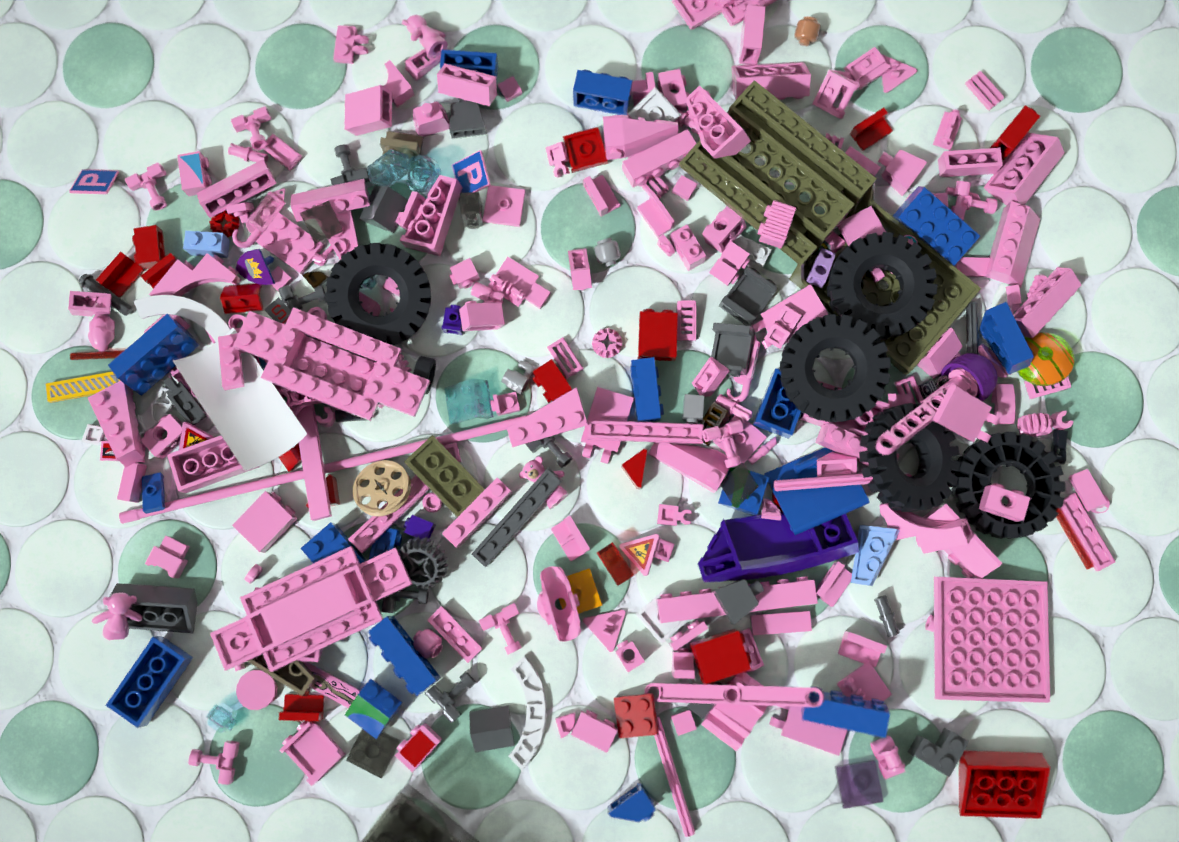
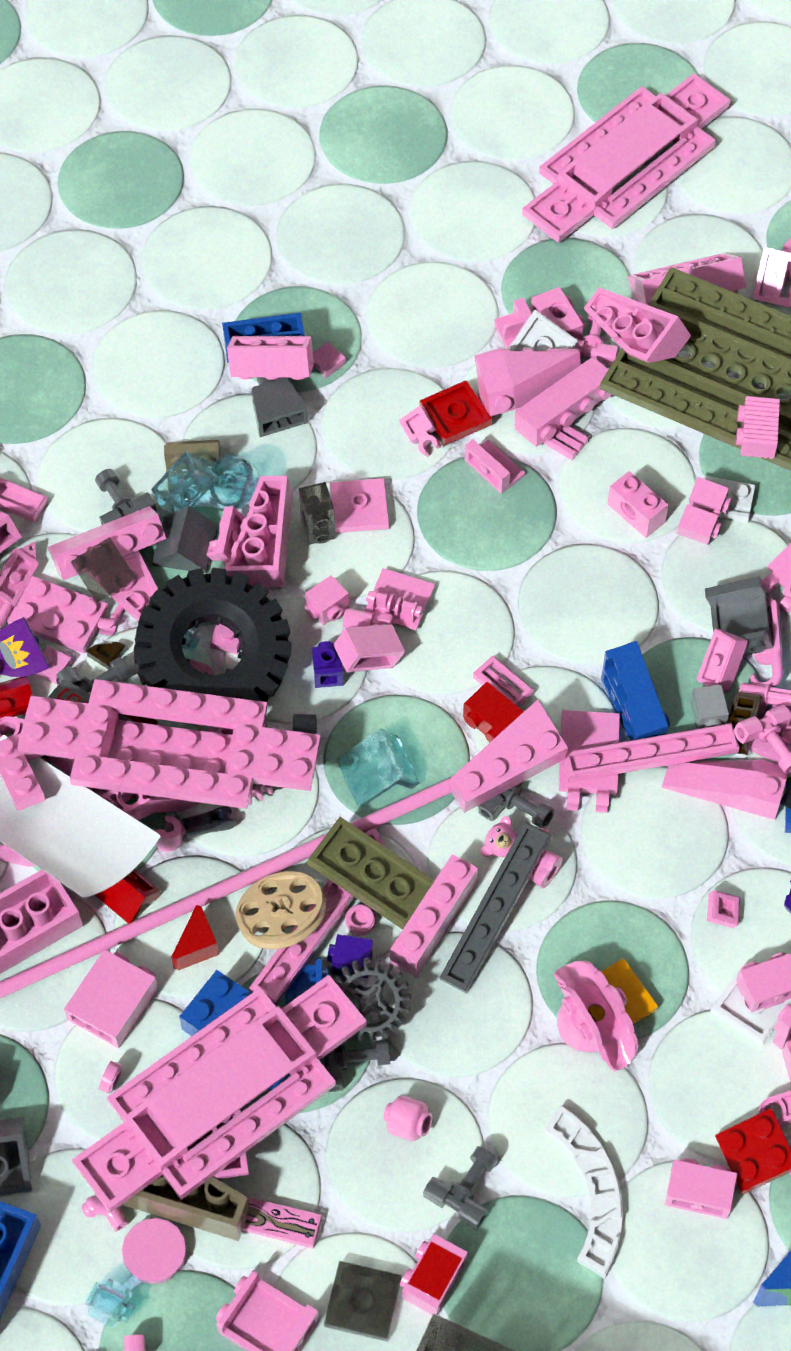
camera: 15 degrees left, 20 degrees down
(302, 708) = (233, 1260): red panel -> none
(313, 465) = (175, 907): bright pink tile -> none
(345, 44) = (78, 348): bright pink hinge -> none
(368, 110) = (134, 418): bright pink brick -> none
(373, 708) = (350, 1229): blue slope -> none
(398, 85) = (168, 385): bright pink arch -> none
(399, 650) = (378, 1137): blue brick -> none
(415, 69) = (190, 362): bright pink slope -> none
(429, 38) = (195, 314): bright pink piece -> none
(430, 119) = (225, 414): bright pink torso -> none
(455, 634) = (446, 1097): bright pink plate -> none
(472, 173) = (303, 467): blue piece -> none
(491, 728) = (541, 1226): dark grey slope -> none
(500, 621) = (511, 1063): bright pink bar -> none
(505, 403) = (433, 761): bright pink bracket -> none
(516, 380) = (440, 724): light grey piece -> none
(537, 295) = (439, 610): bright pink tile -> none
(565, 724) = (652, 1192): bright pink tile -> none
(570, 539) = (584, 923): bright pink panel -> none
(579, 269) = (493, 562): bright pink arch -> none
(602, 92) = (459, 333): blue brick -> none
(606, 627) = (672, 1039): bright pink piece -> none
(607, 252) = (525, 532): light grey head -> none
(613, 348) = (550, 659): bright pink gear -> none
(615, 564) = (662, 942): clear red slope -> none
(629, 664) = (725, 1079): bright pink brick -> none
(635, 468) = (649, 806): red slope -> none
(641, 552) = (694, 916): piece -> none
(656, 215) = (581, 473): bright pink panel -> none
(657, 335) = (630, 617): red brick -> none
(665, 245) = (605, 508): bright pink tile -> none
(669, 515) = (721, 860): bright pink plate -> none
(684, 187) = (609, 434): bright pink tile -> none
(686, 304) = (659, 581): bright pink slope -> none
(720, 238) = (680, 470): bright pink brick -> none
(748, 296) = (742, 548): dark grey panel -> none
(752, 34) = (645, 229): bright pink brick -> none
(807, 30) = (717, 213): nougat head -> none

